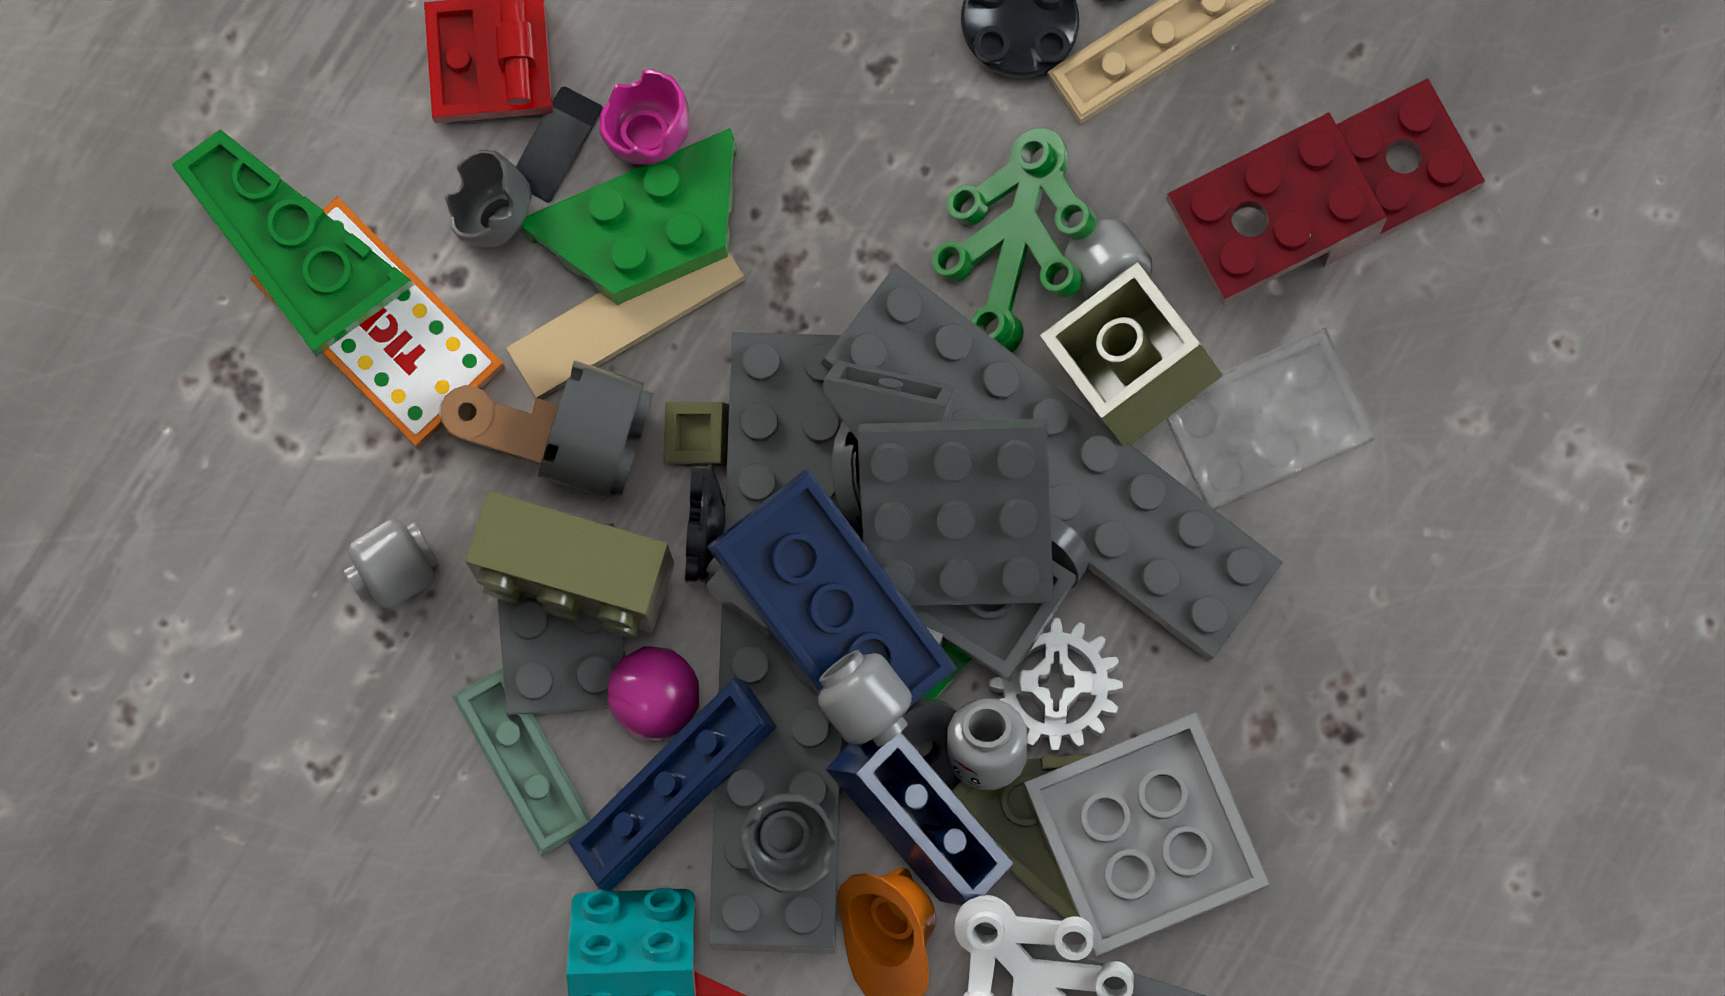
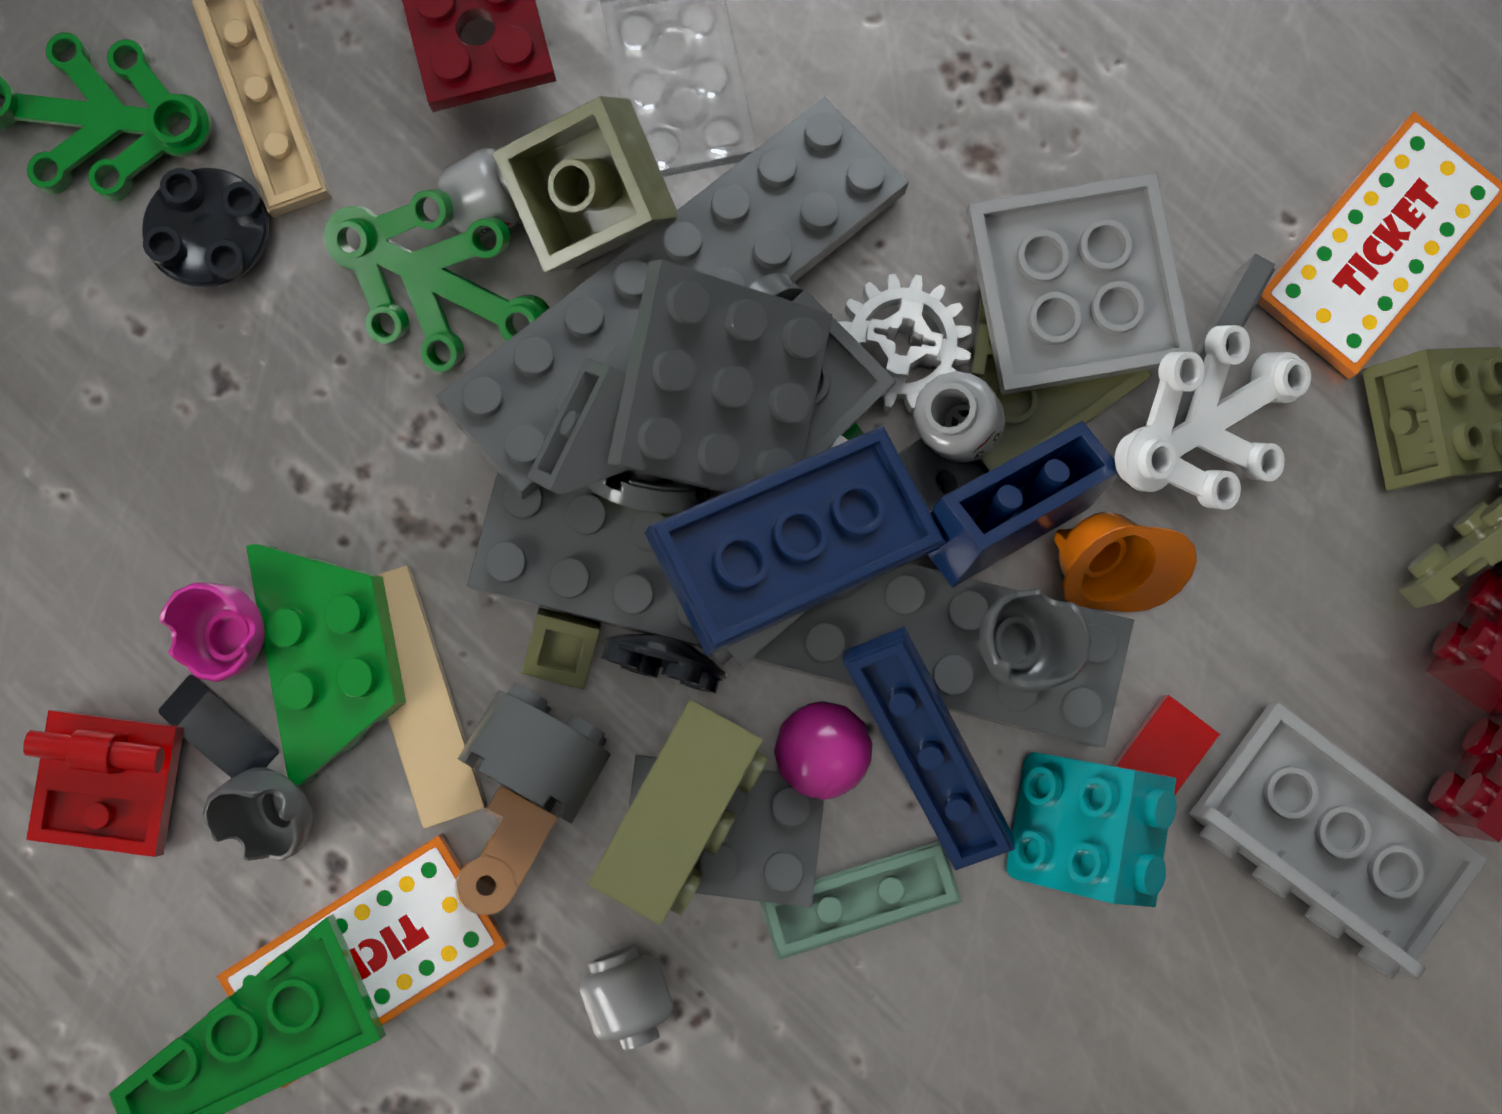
camera: 85 degrees left, 5 degrees up
(864, 698) = (906, 523): light grey head -> none

